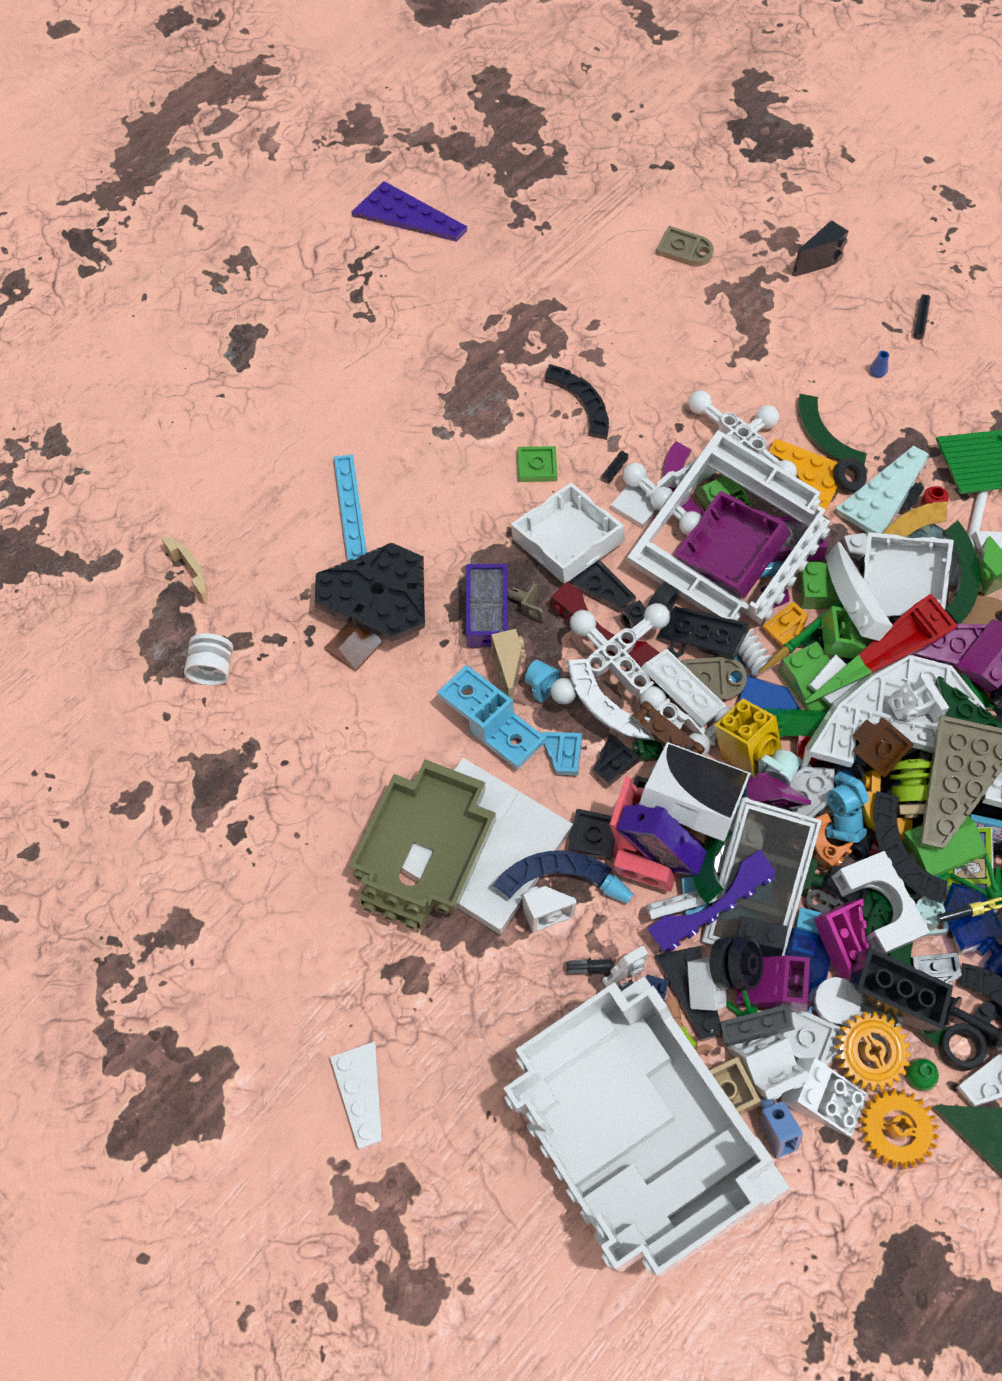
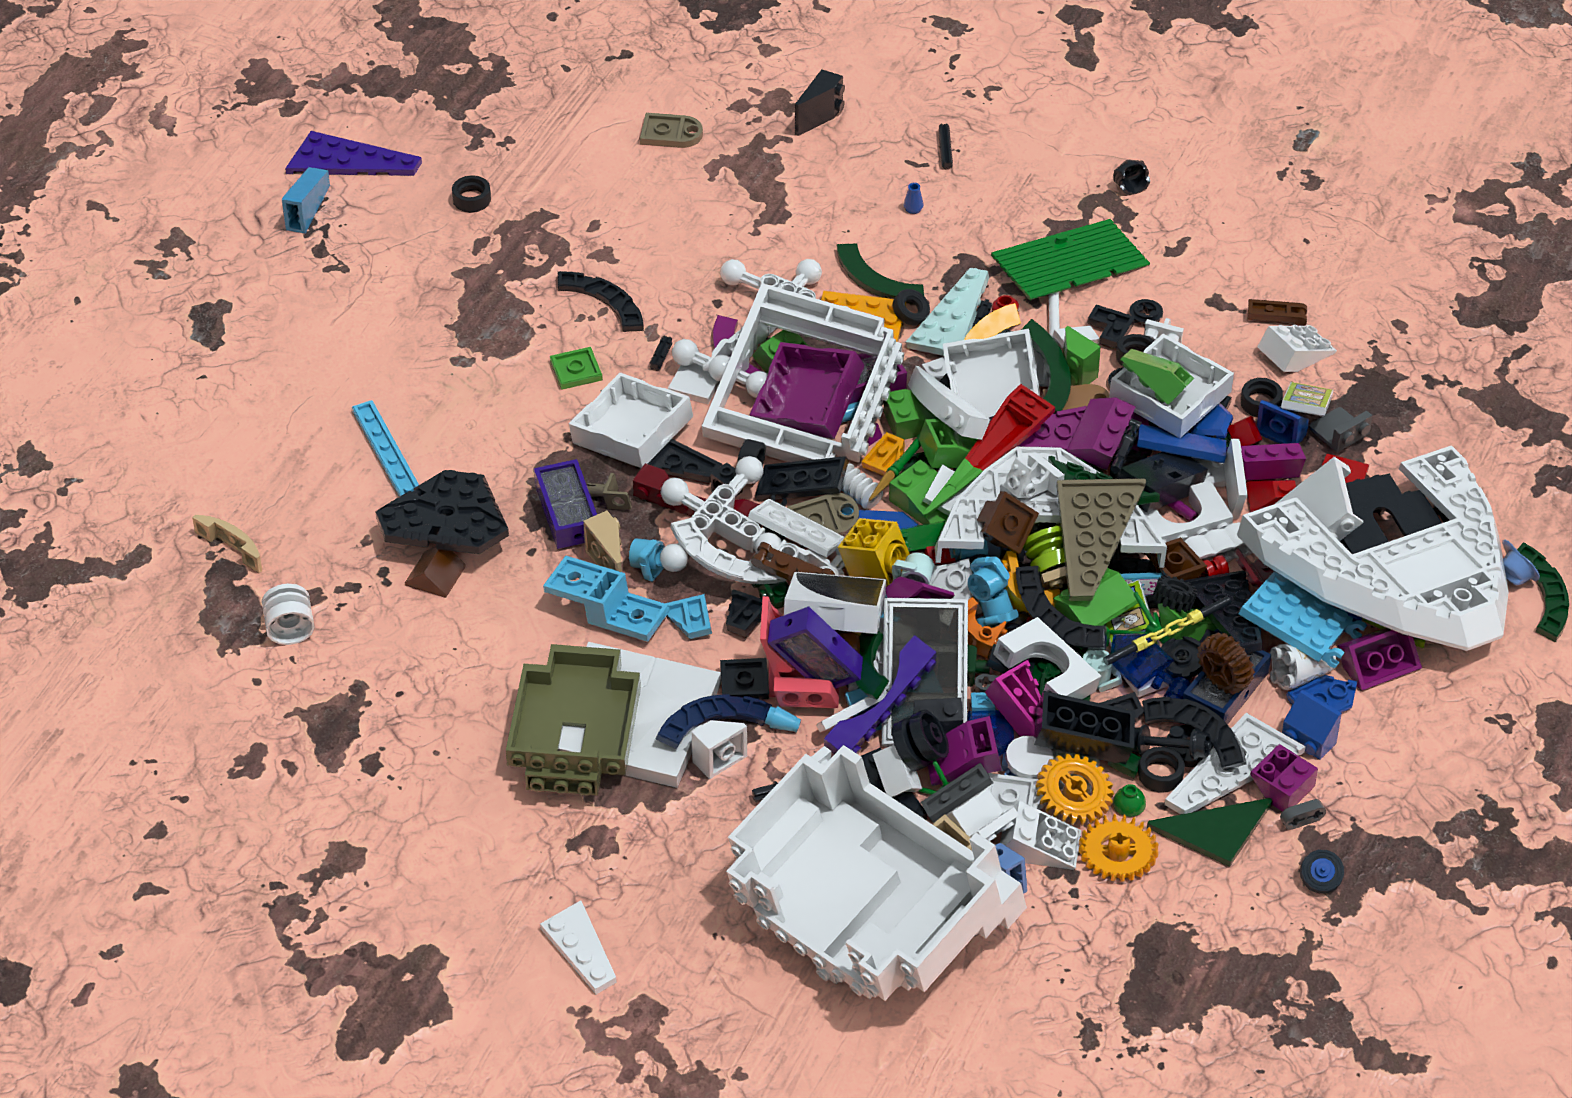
camera: 15 degrees left, 15 degrees down
(356, 245) = (304, 199): none -> dark azure slope
(498, 281) = (471, 183): none -> black tyre

